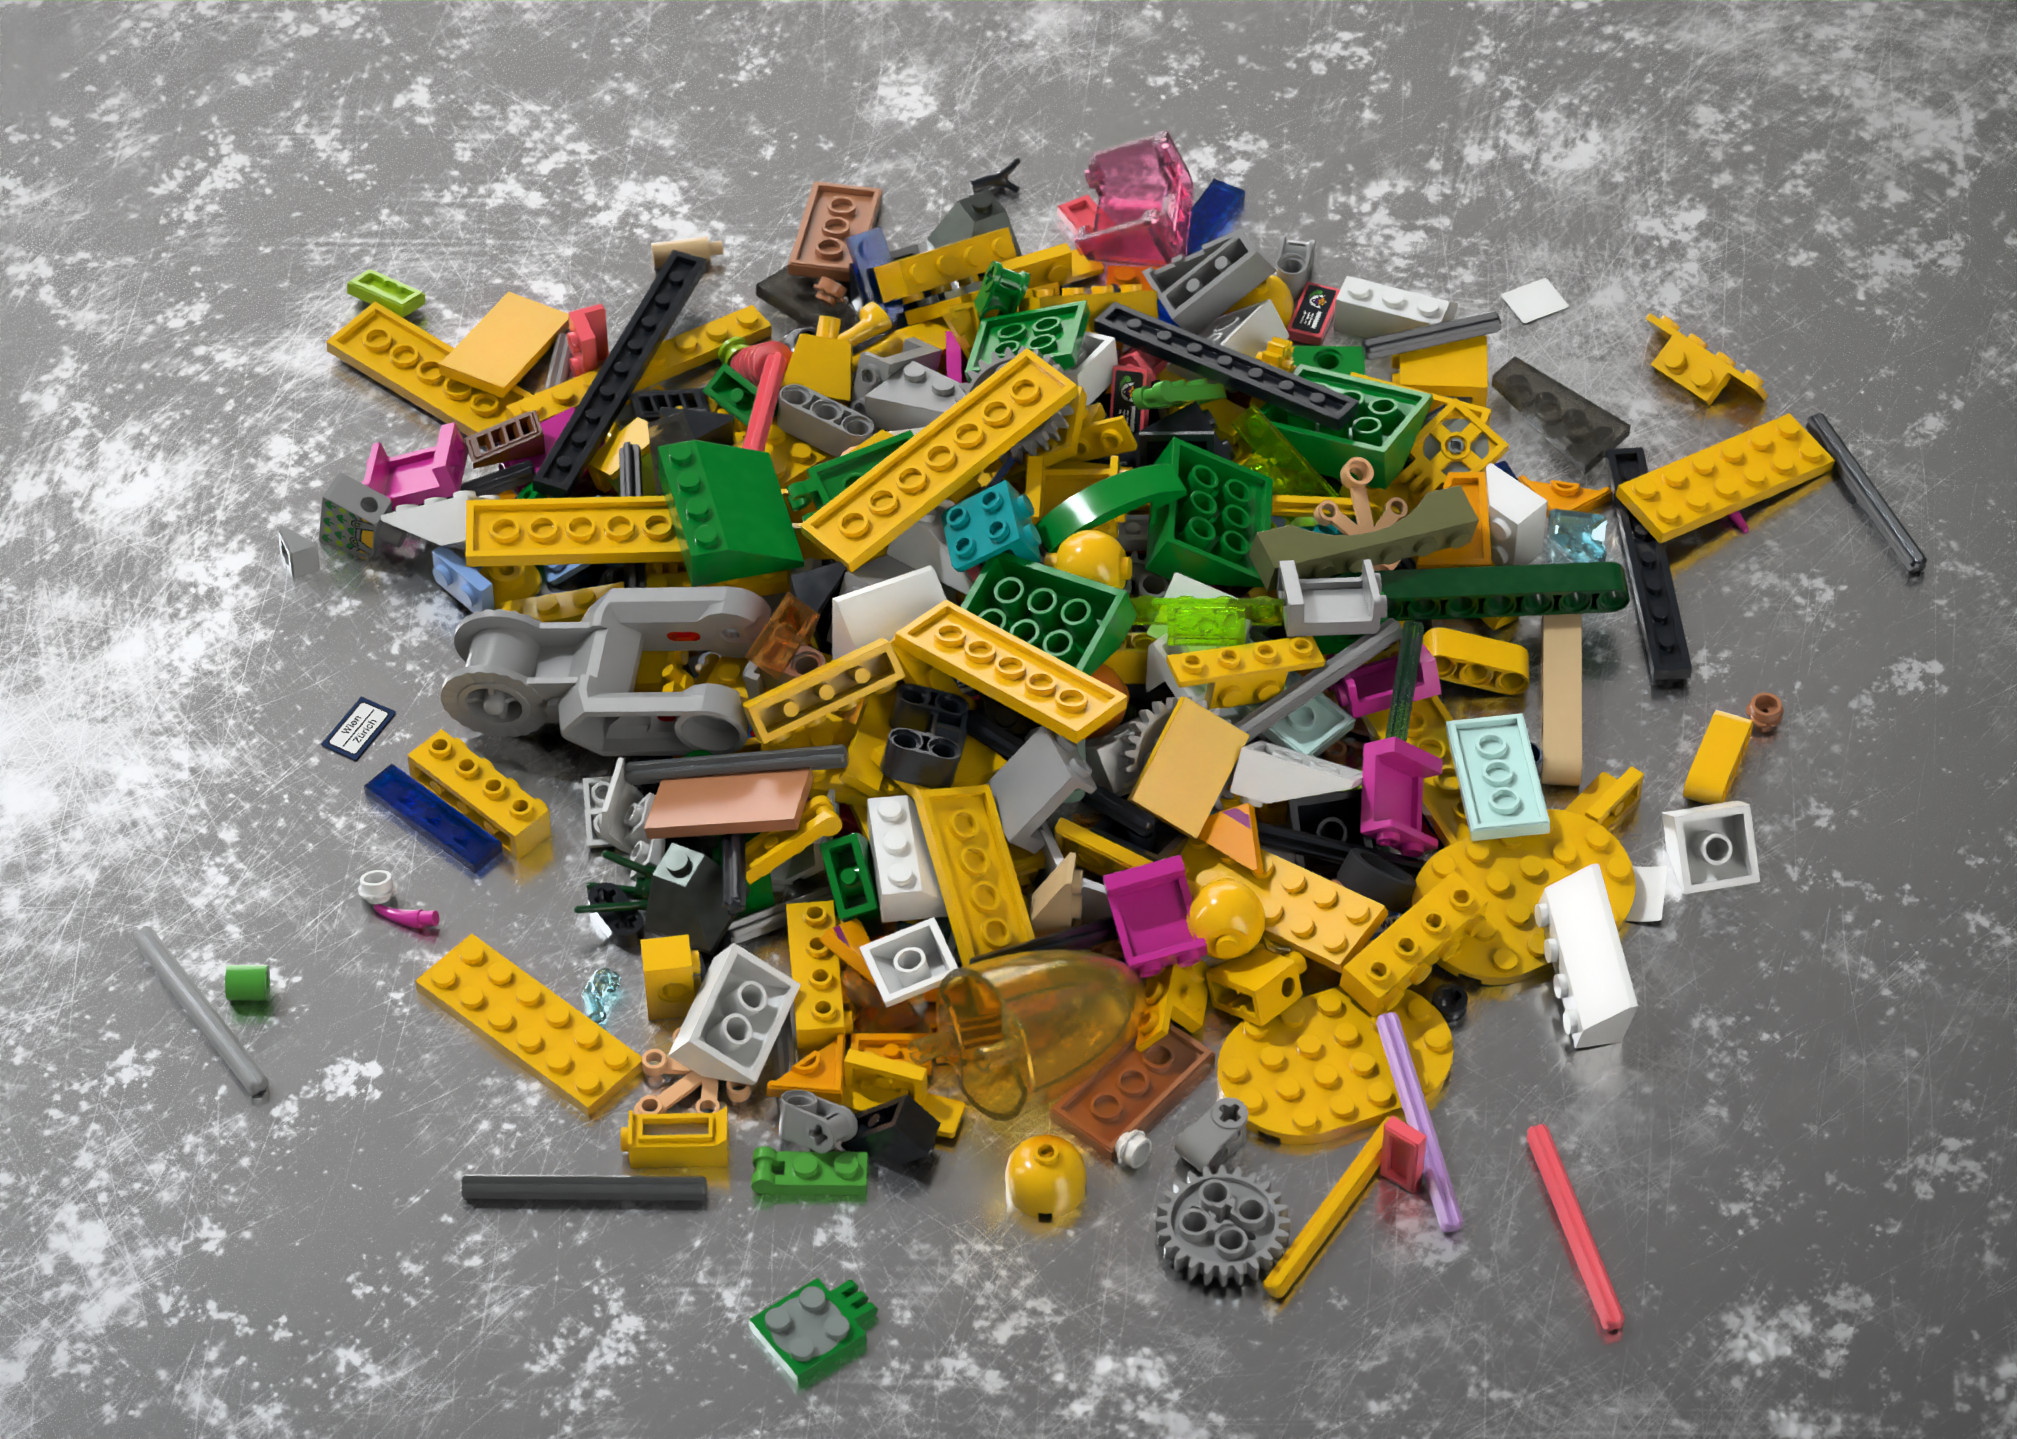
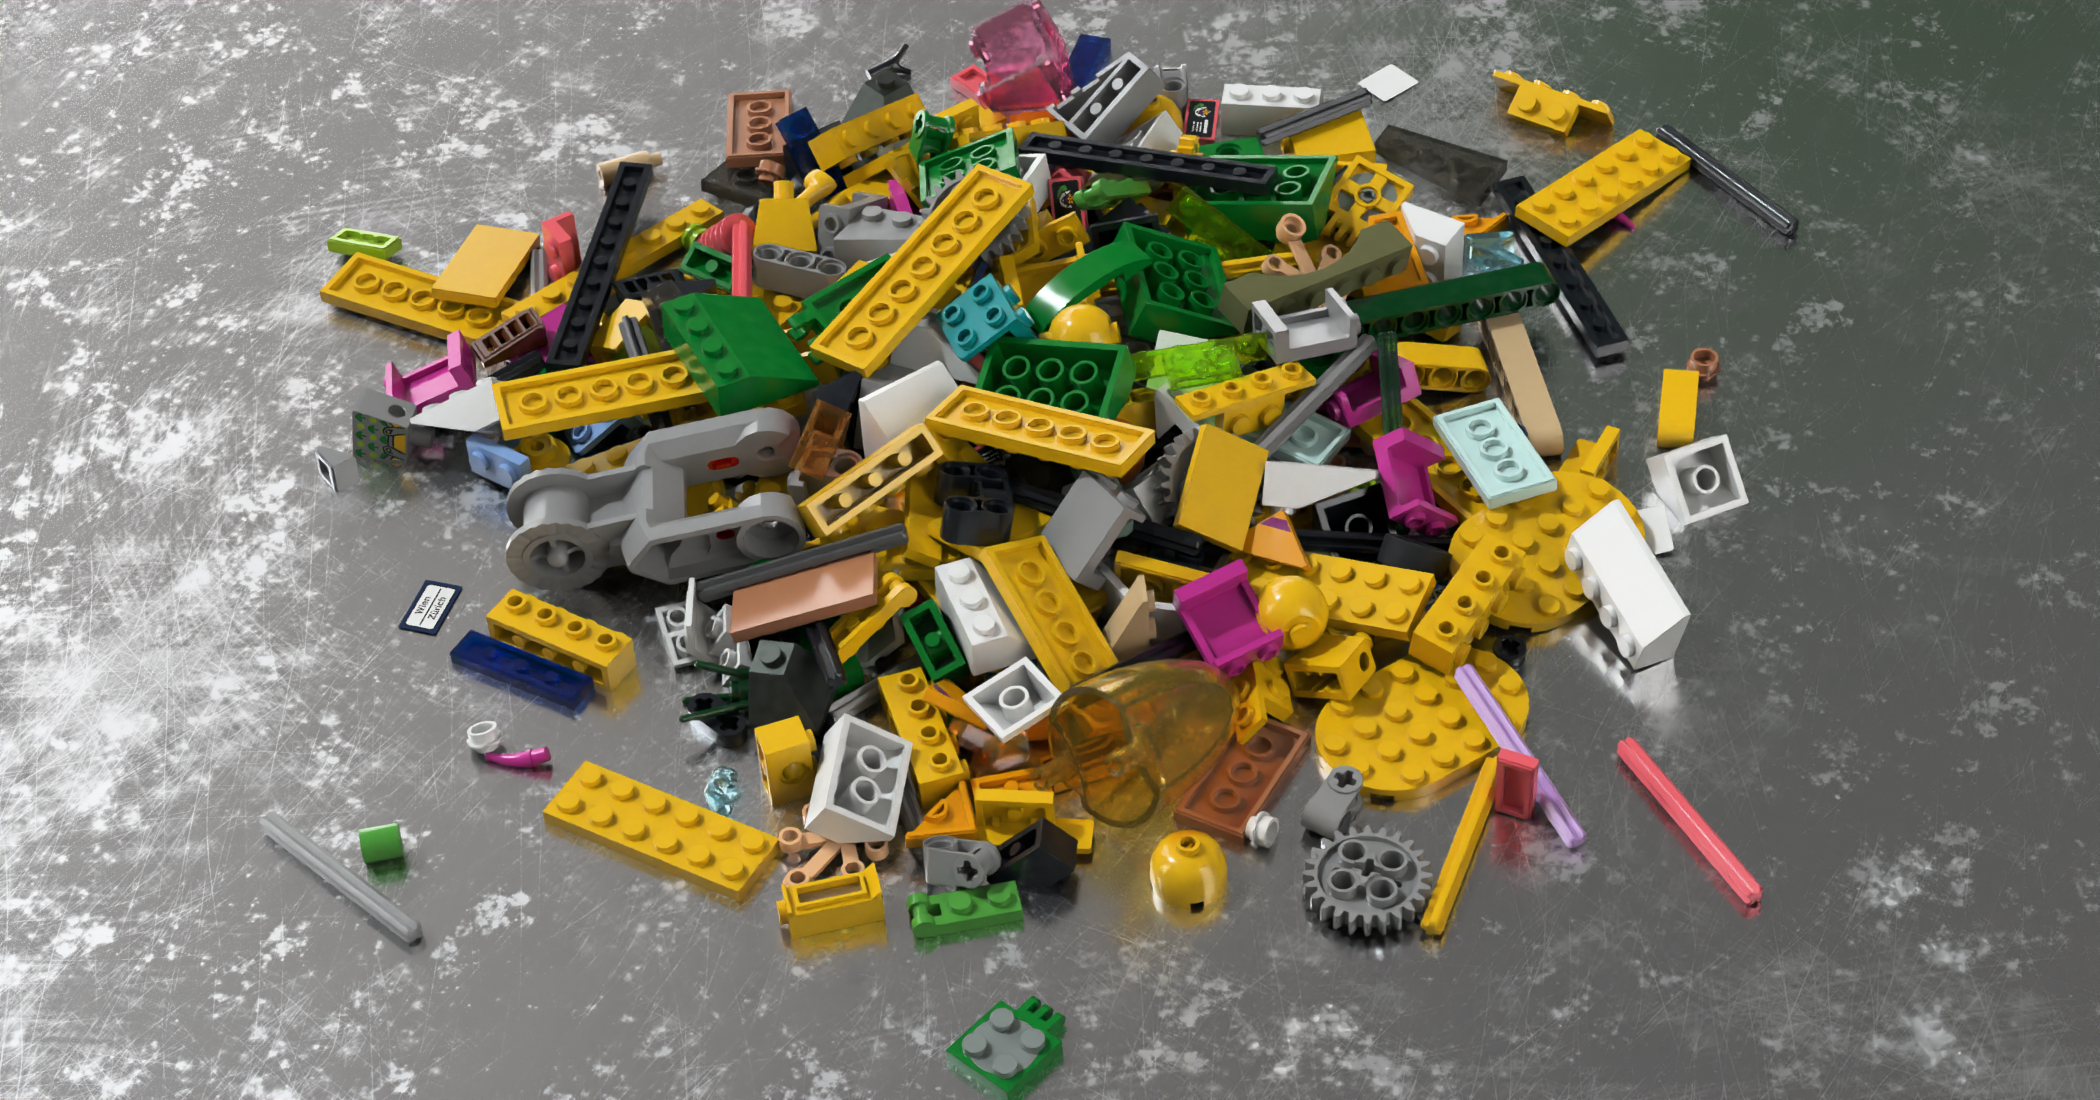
camera: 10 degrees left, 5 degrees down
(584, 1187) = (752, 963): dark grey axle -> none

